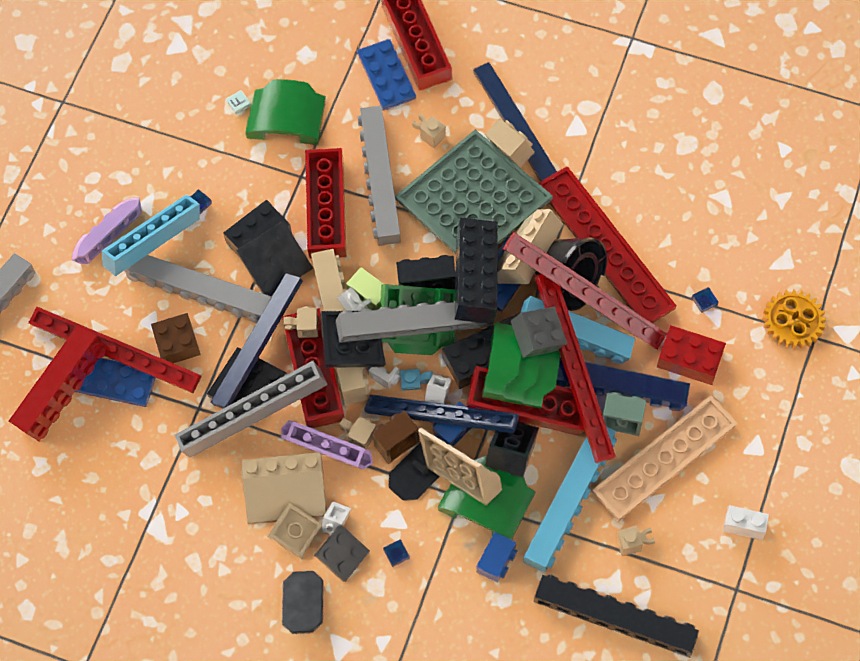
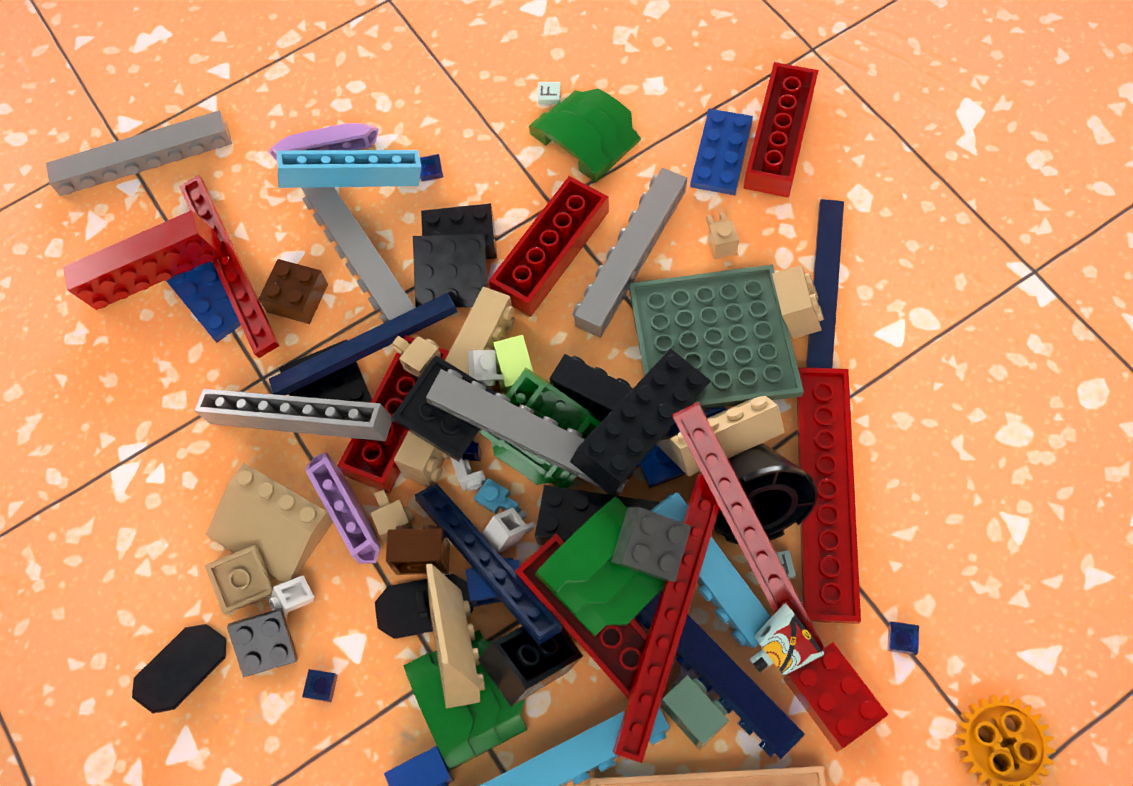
camera: 40 degrees right, 0 degrees up
(645, 342) = (785, 643): none -> torso

